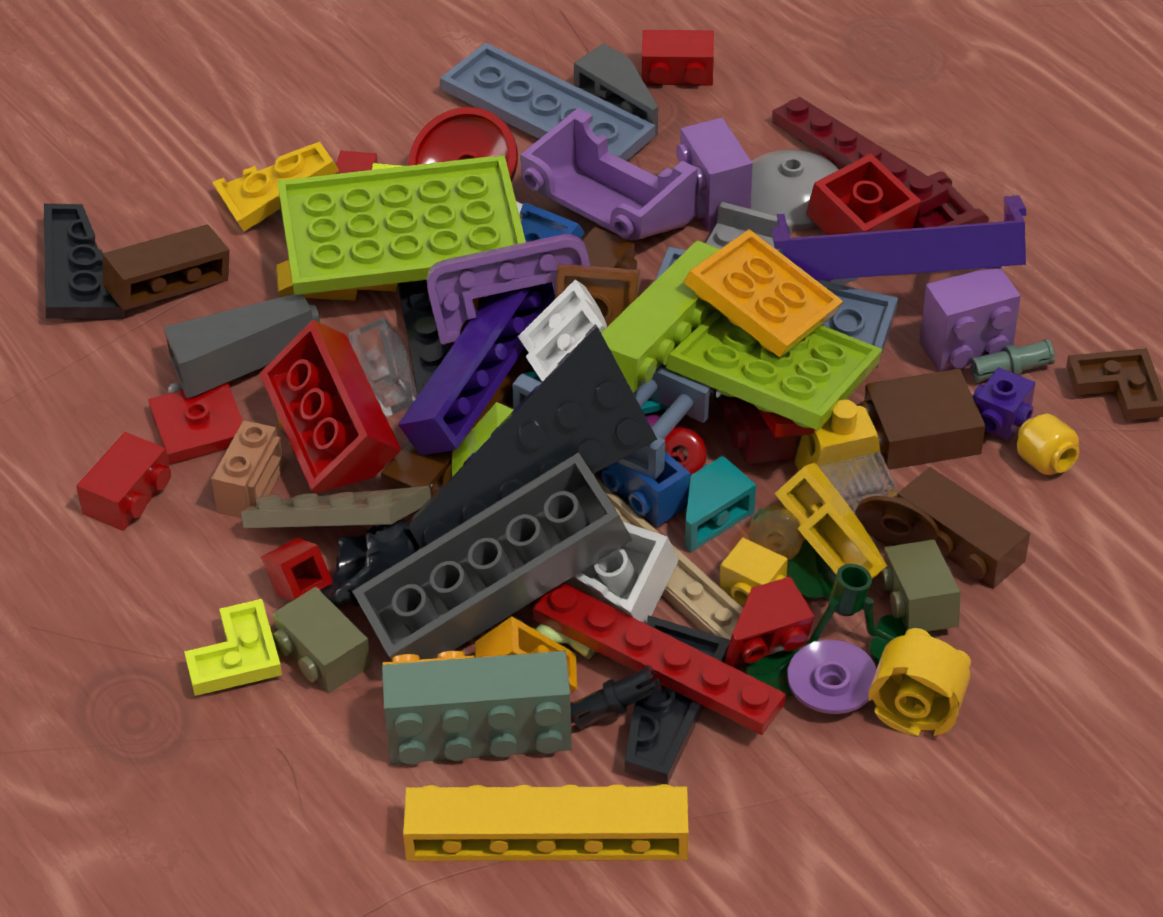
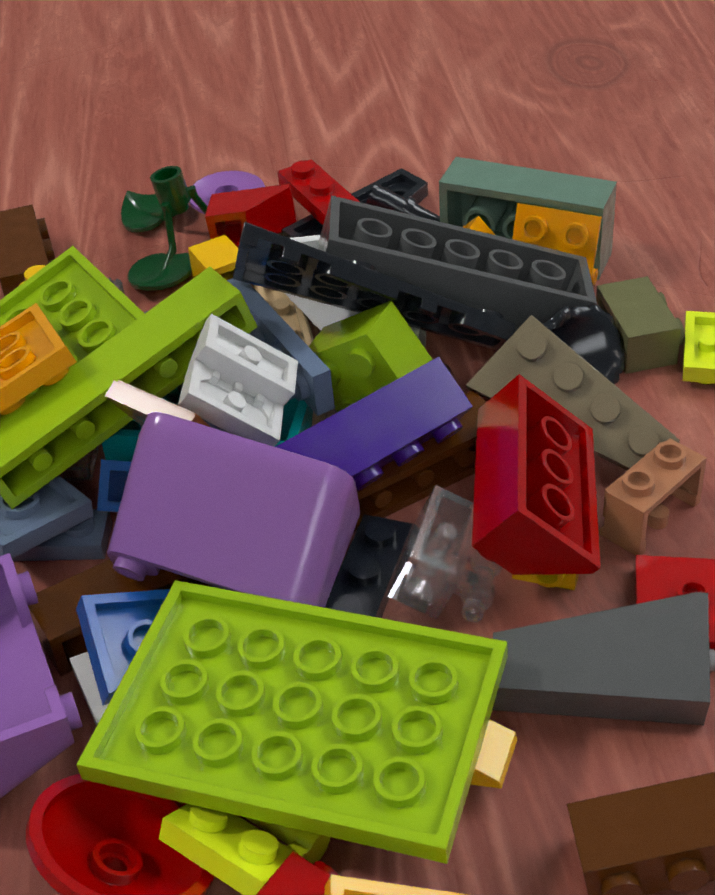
camera: 150 degrees left, 5 degrees down
(296, 568) = (641, 370): red brick -> none
(546, 823) = (431, 147): yellow brick -> none
(775, 520) = (169, 274): clear yellow head -> none
(829, 521) = (129, 257): yellow slope -> none
(895, 520) = (69, 231): reddish brown dish -> none
(920, 586) = (103, 218): olive brick -> none
(920, 683) = (176, 142): yellow brick -> none

